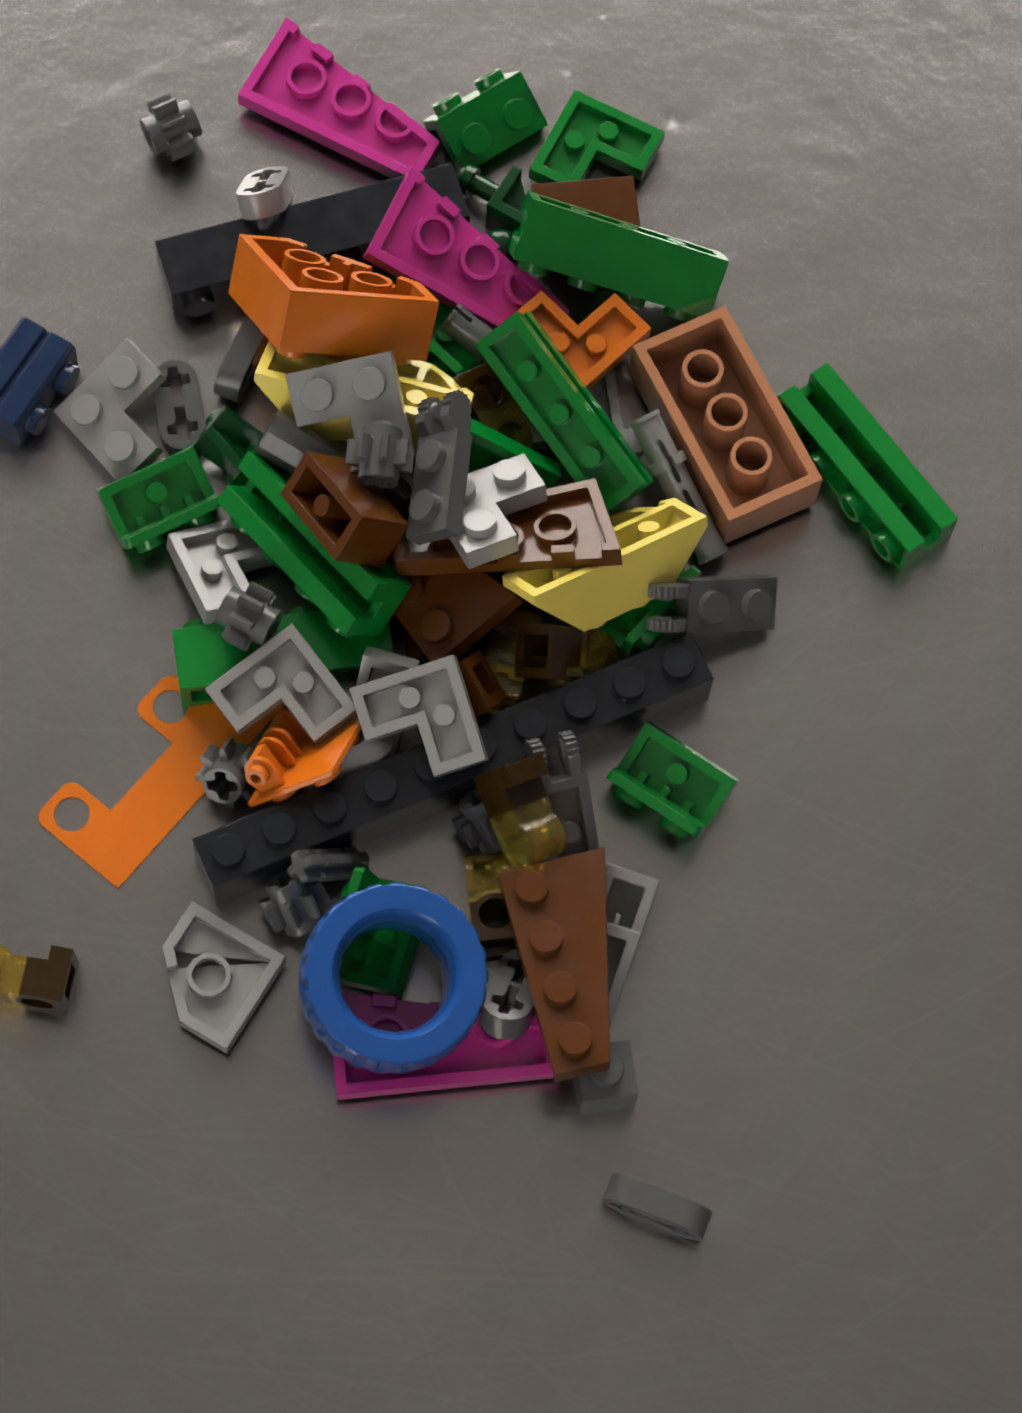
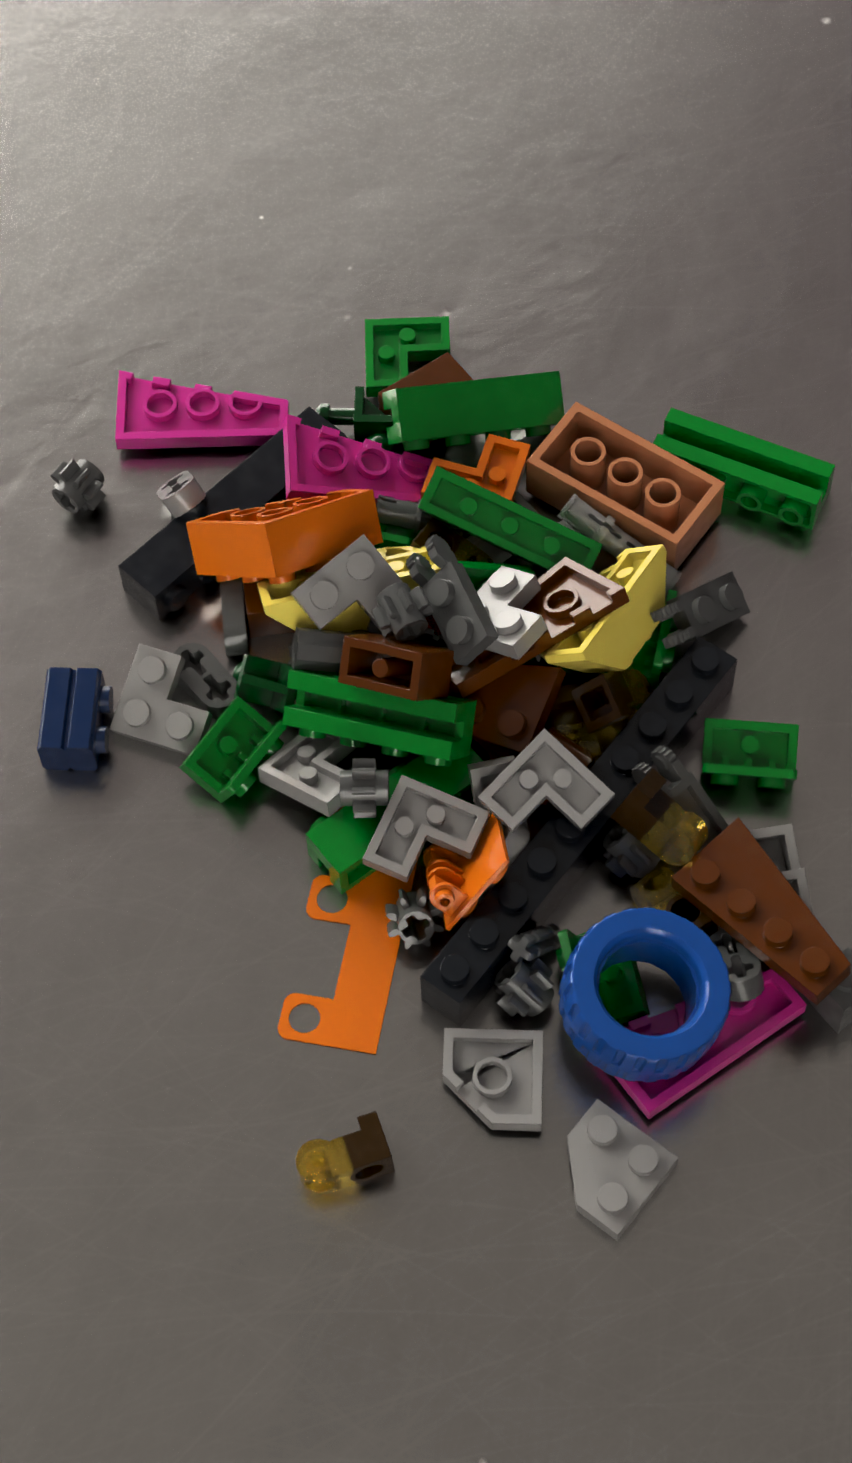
camera: 20 degrees left, 10 degrees down
(273, 1129) = (614, 1168): none -> light grey plate
(487, 119) = (313, 369): green bracket -> none

